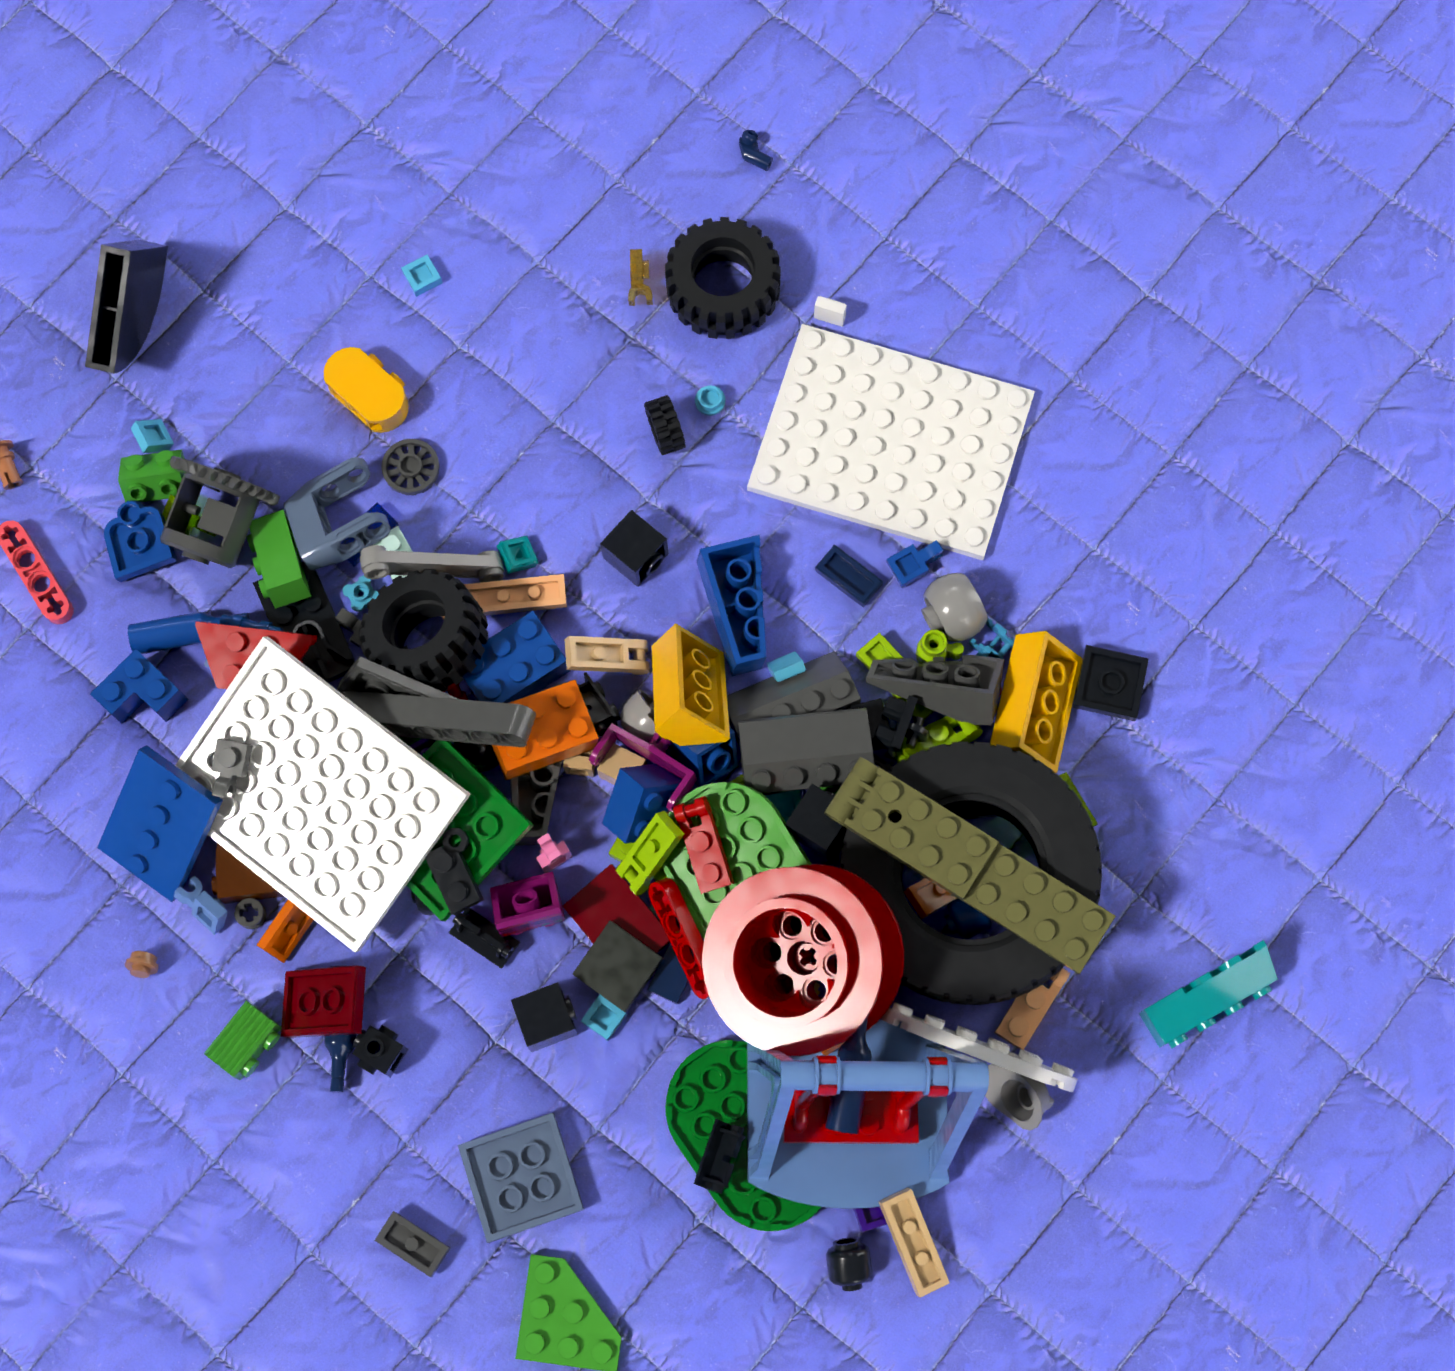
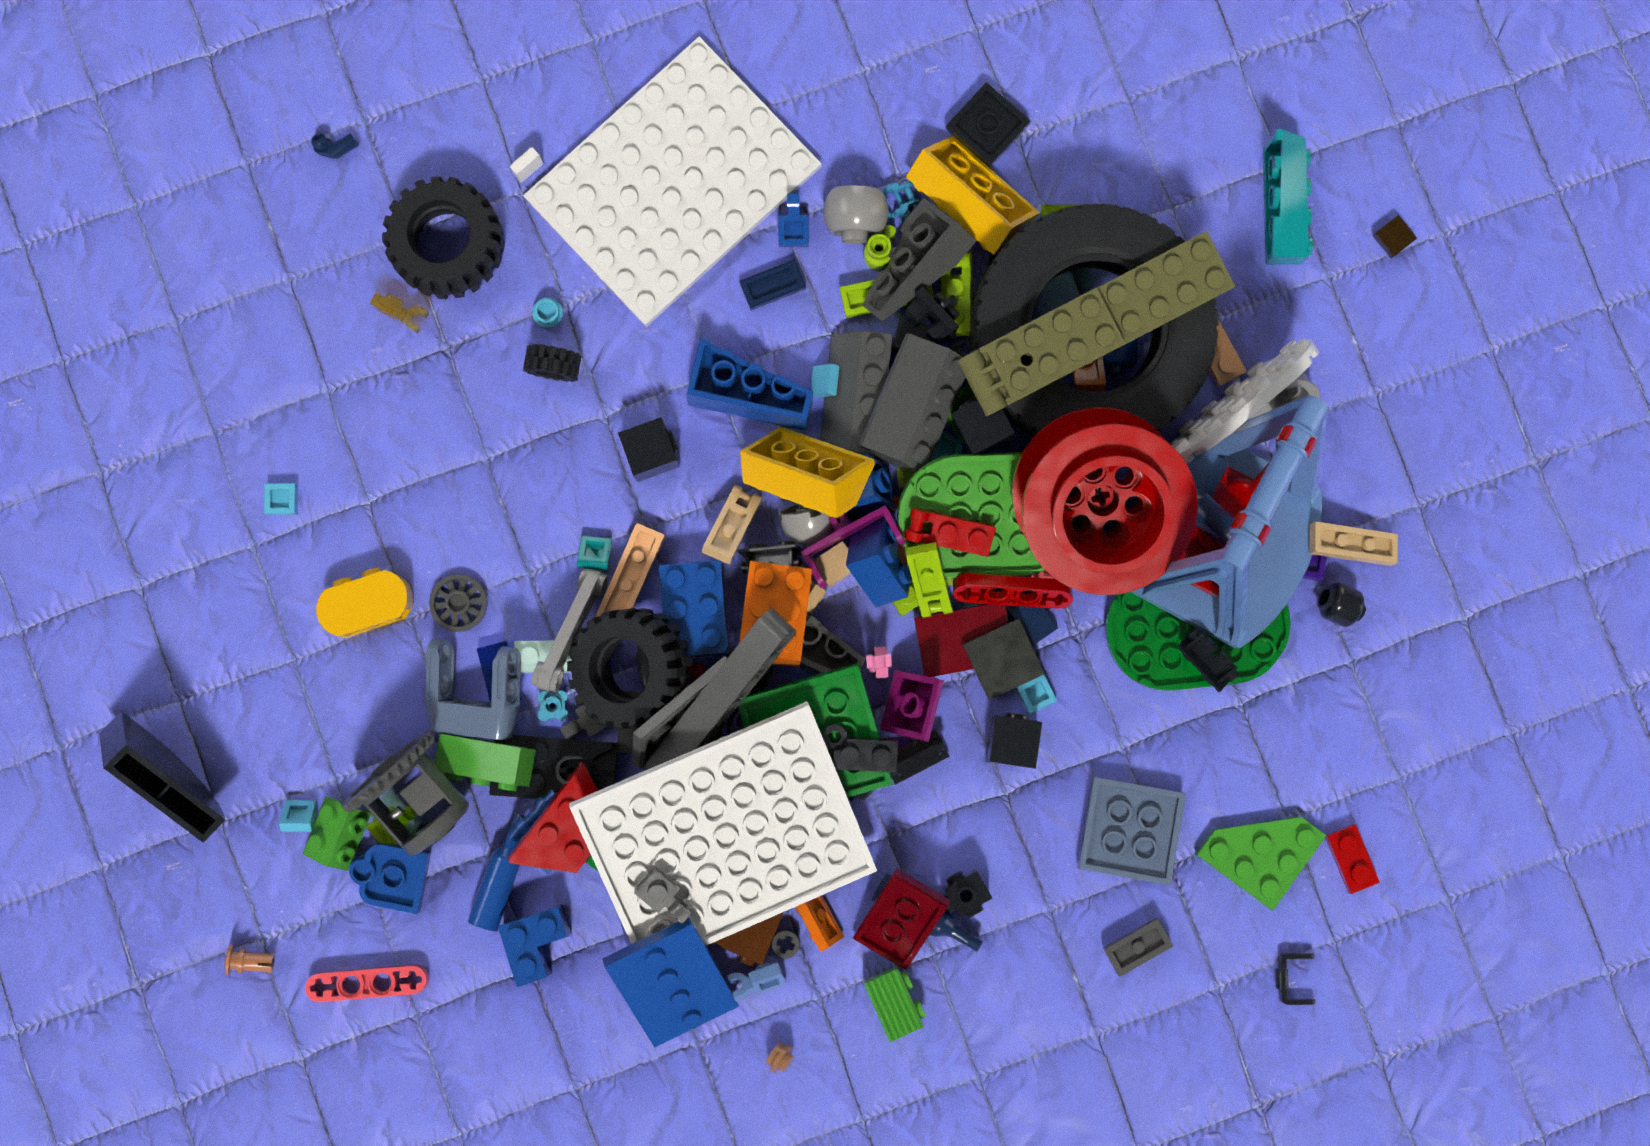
camera: 65 degrees left, 10 degrees up
(1240, 1122) = (1394, 236): none -> dark brown tile

